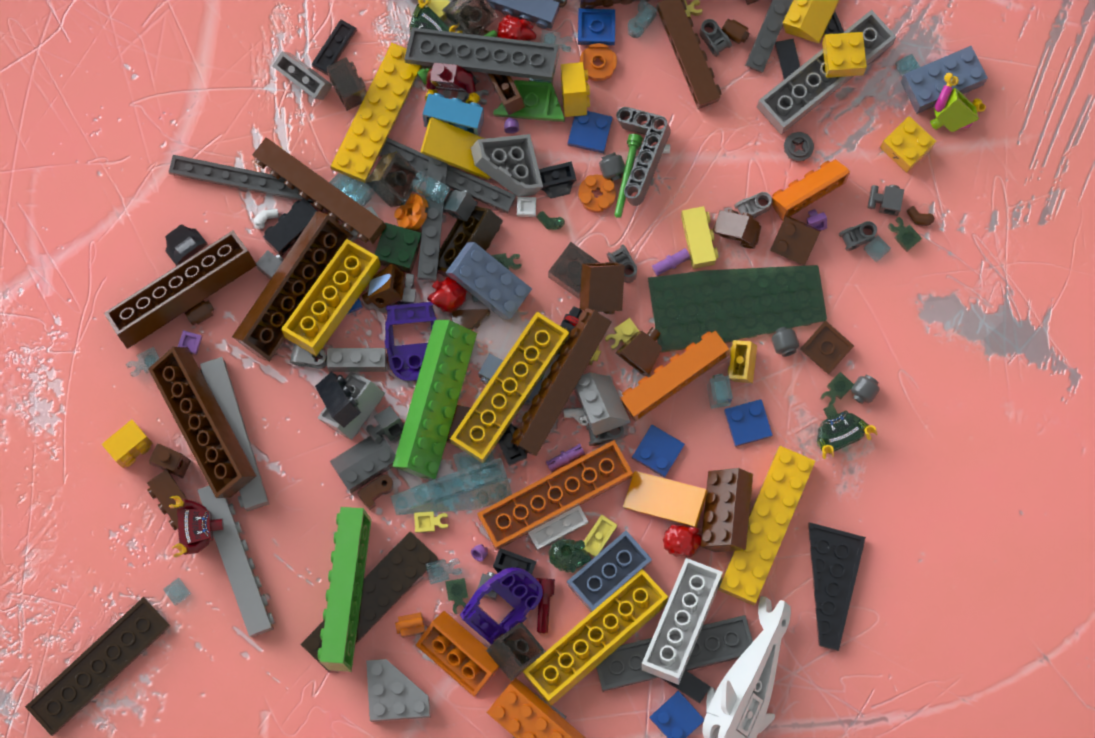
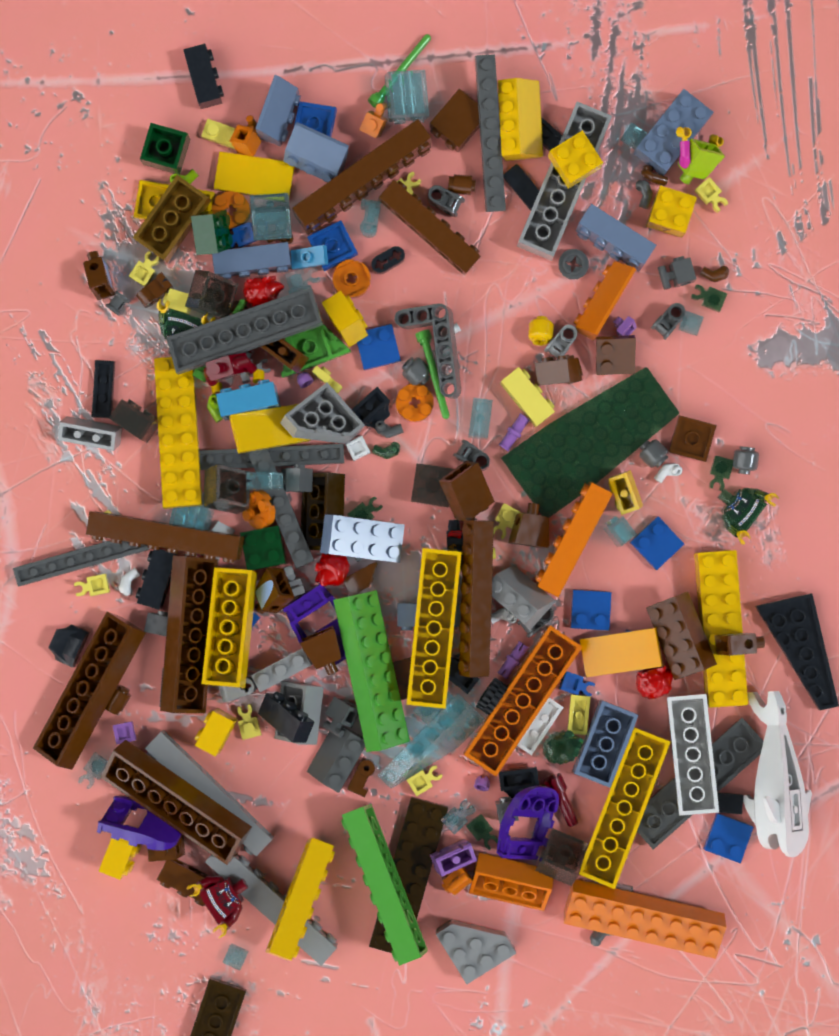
camera: 25 degrees left, 10 degrees up
(166, 433) = (152, 831): none -> dark purple slope
(235, 206) = (95, 585): none -> light yellow plate
(259, 565) = (299, 899): none -> yellow brick
(270, 381) = (216, 731): none -> yellow brick
(301, 394) = (249, 725): none -> light yellow plate
(402, 358) = (322, 649): none -> reddish brown torso
(418, 110) = (213, 408): none -> lime arm
(418, 601) = (453, 857): none -> medium lavender brick
(528, 476) = (491, 696): none -> black tyre
(530, 128) = (324, 375): none -> light yellow plate
(560, 205) = (387, 431): none -> dark grey arm
(571, 25) = (309, 257): none -> dark azure plate
(608, 505) = (574, 683): none -> blue plate
(638, 63) = (390, 263): none -> black beam
(647, 234) = (480, 418): none -> clear light blue brick
(740, 187) = (540, 331): none -> yellow head
(767, 536) = (738, 644): none -> reddish brown torso
(791, 364) = (668, 470): none -> white arm
(846, 140) = (614, 238): none -> sand blue brick
(895, 118) = (646, 191): none -> dark grey arm
(907, 108) = (653, 177): none -> reddish brown arm
(950, 146) = (709, 192): none -> light yellow plate

